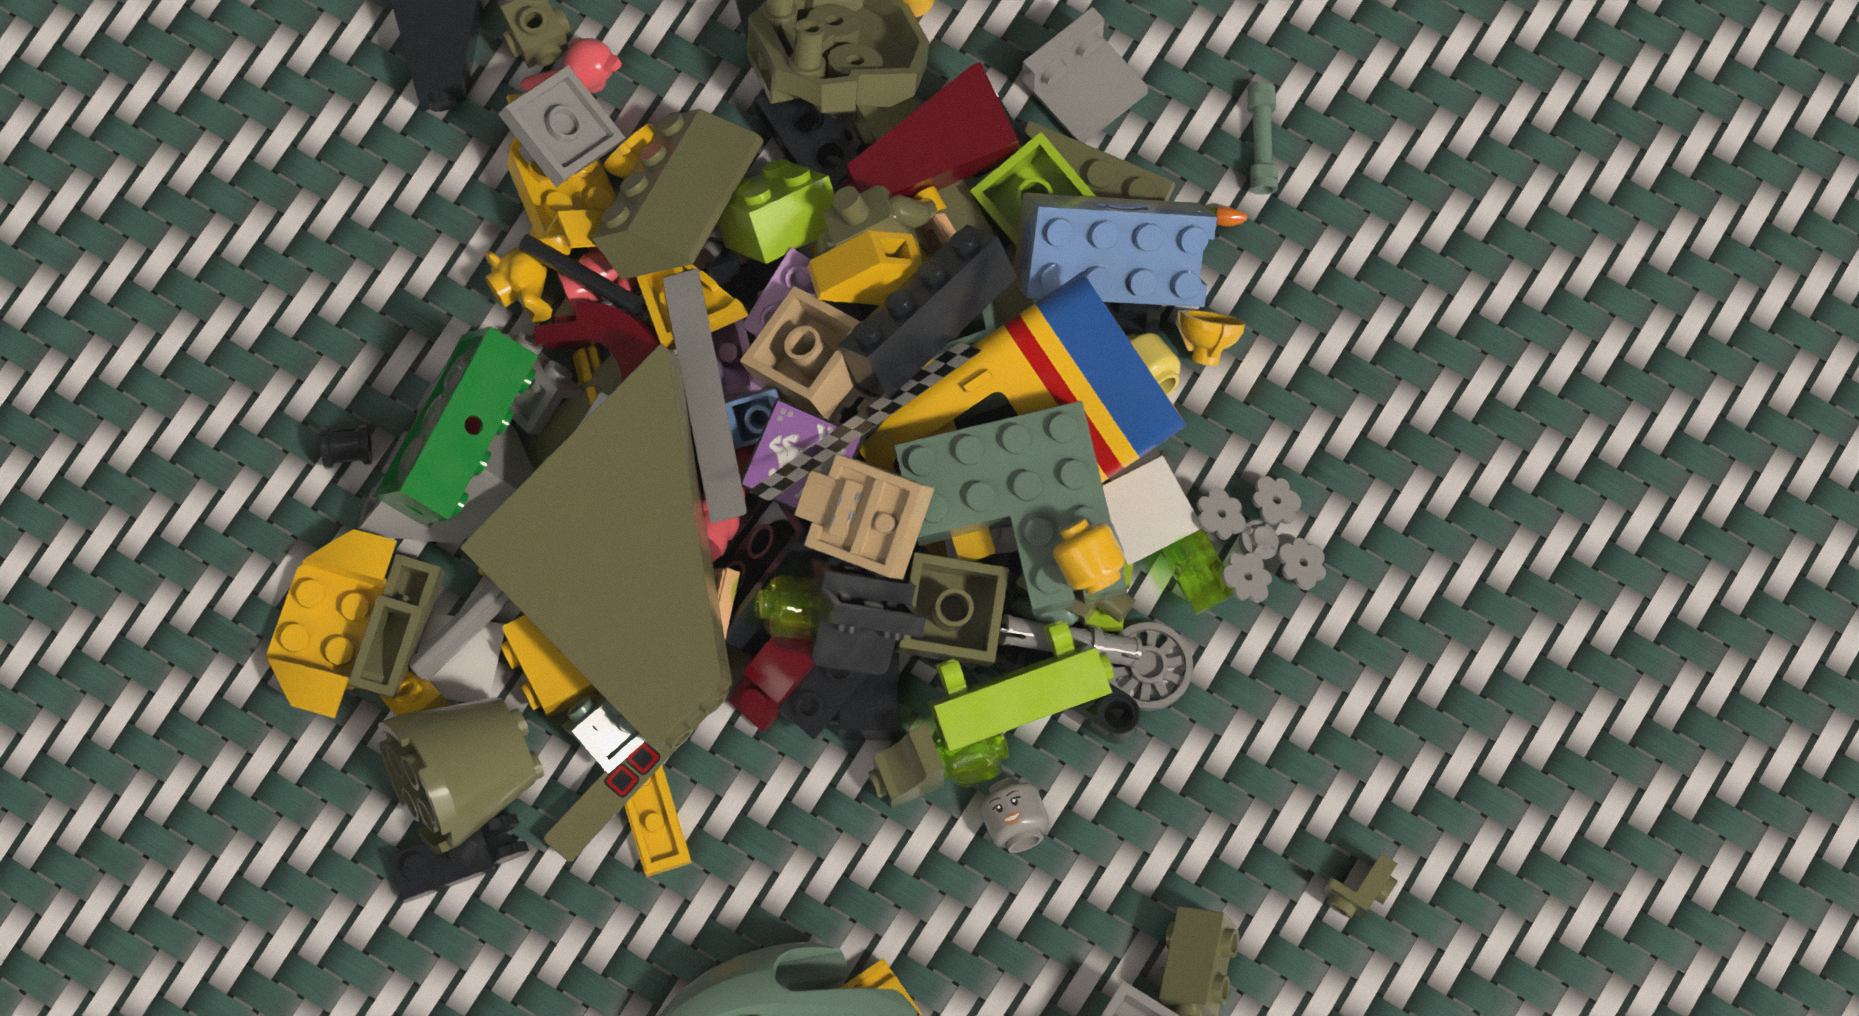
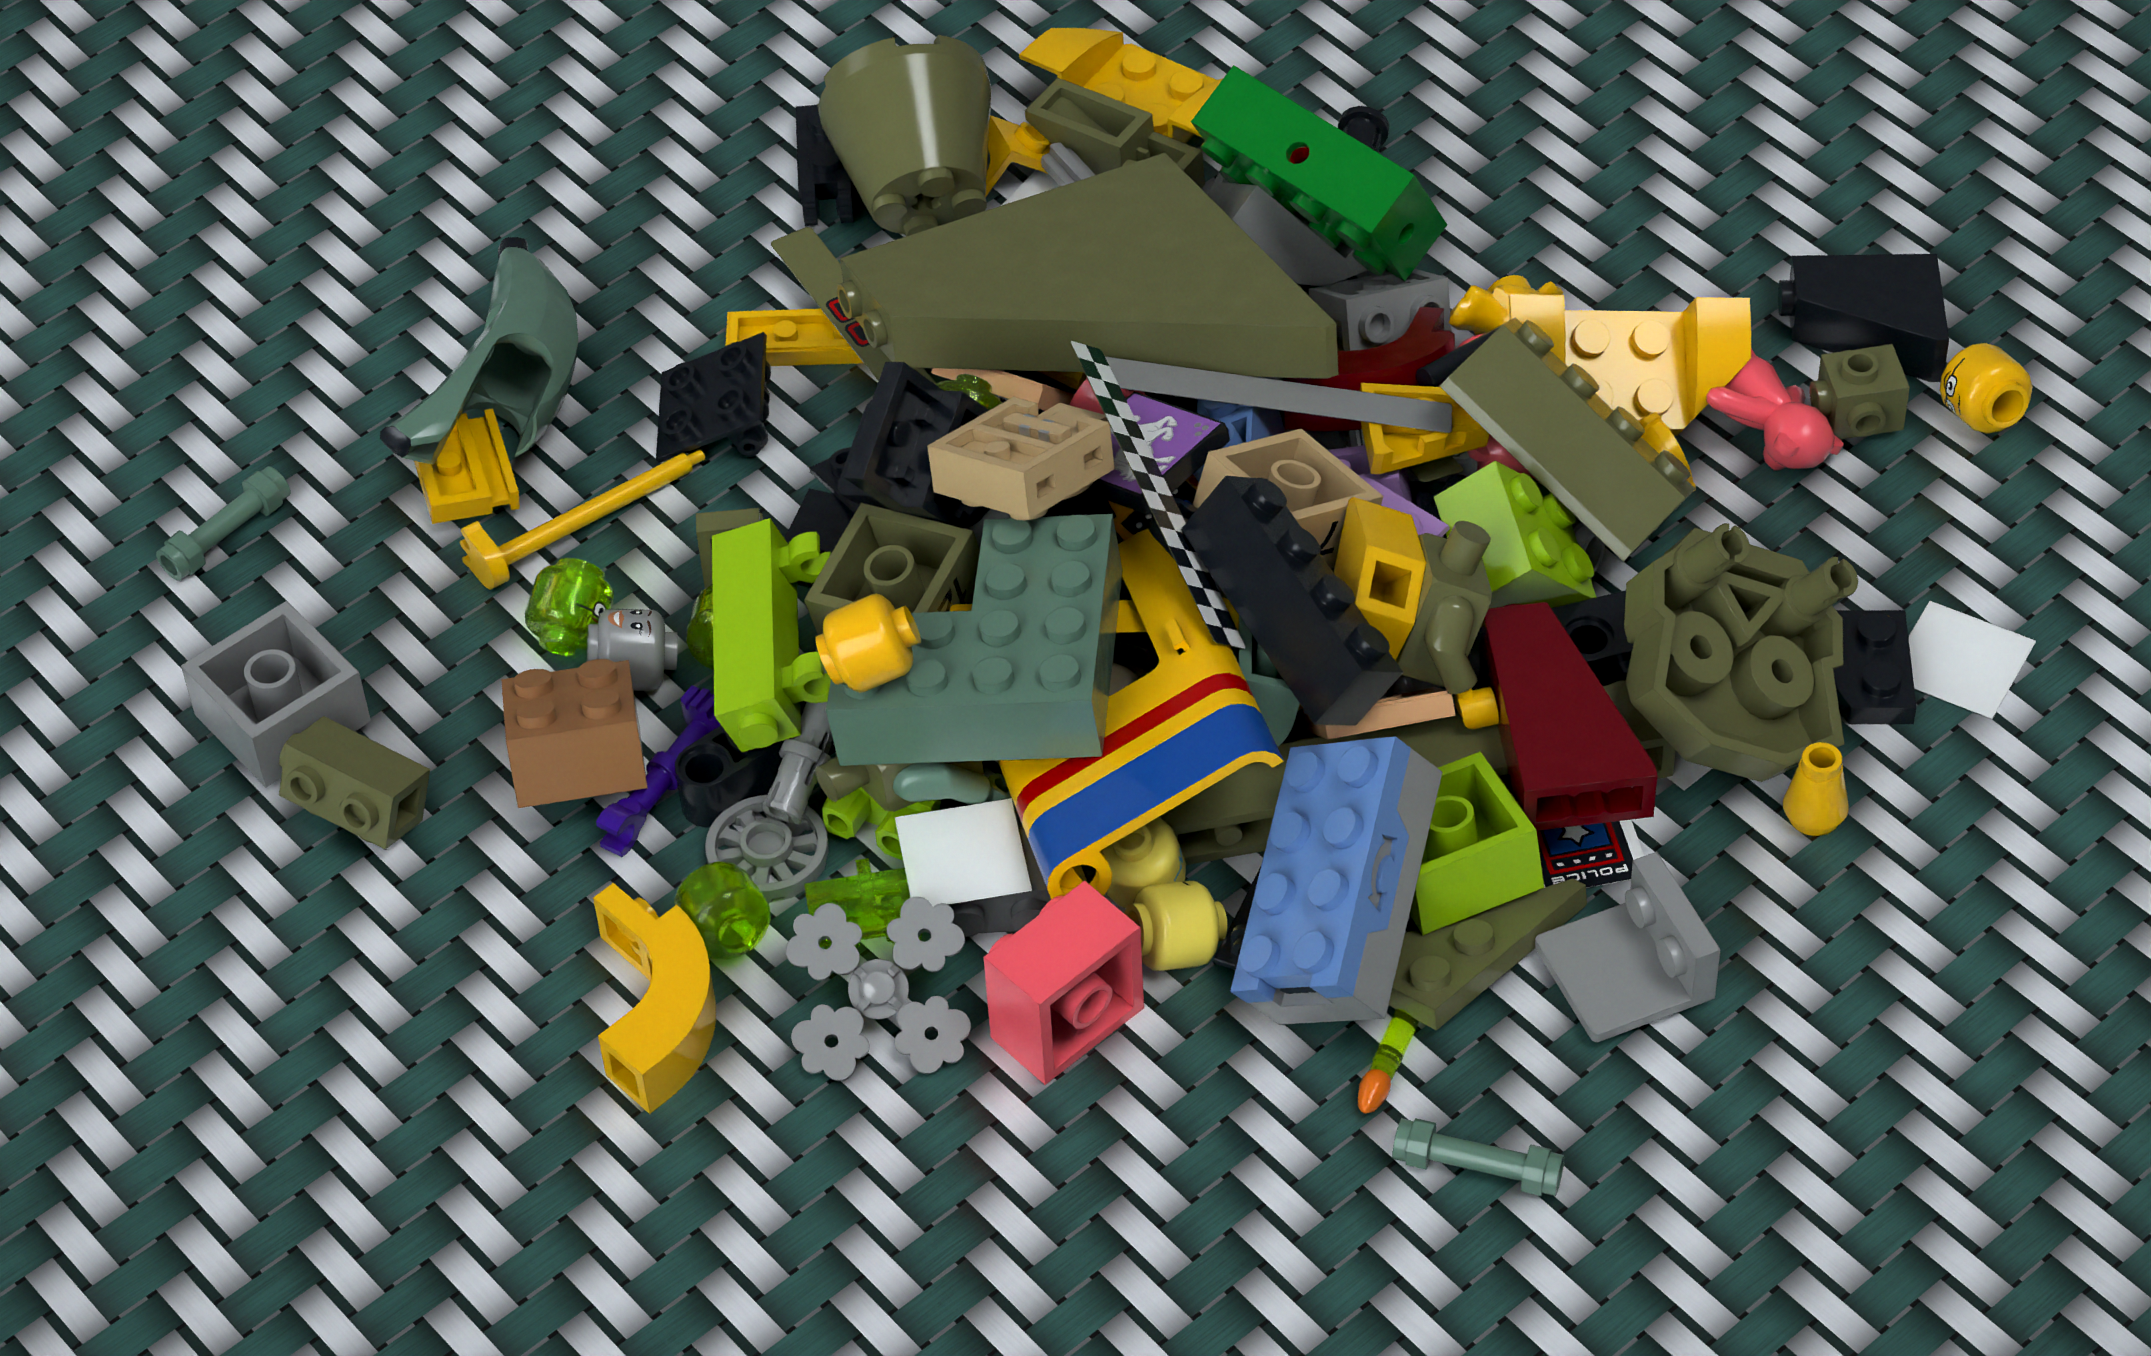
camera: 110 degrees right, 25 degrees down
(561, 126) = (1690, 339): light grey hinge -> none
(745, 849) = (715, 400): none -> black hinge
(951, 955) = (491, 562): none -> yellow piece
(984, 876) = (565, 602): none -> clear neon green head
(1115, 816) = (573, 733): none -> medium nougat brick
(1158, 766) = (629, 814): none -> dark purple piece
(1208, 334) = (1201, 1010): yellow piece -> none
(1225, 667) = (725, 909): none -> clear neon green head
(1231, 412) = (1064, 981): none -> coral brick
(1311, 666) = (672, 1027): none -> yellow arch
(1375, 886) = (355, 989): olive bracket -> none

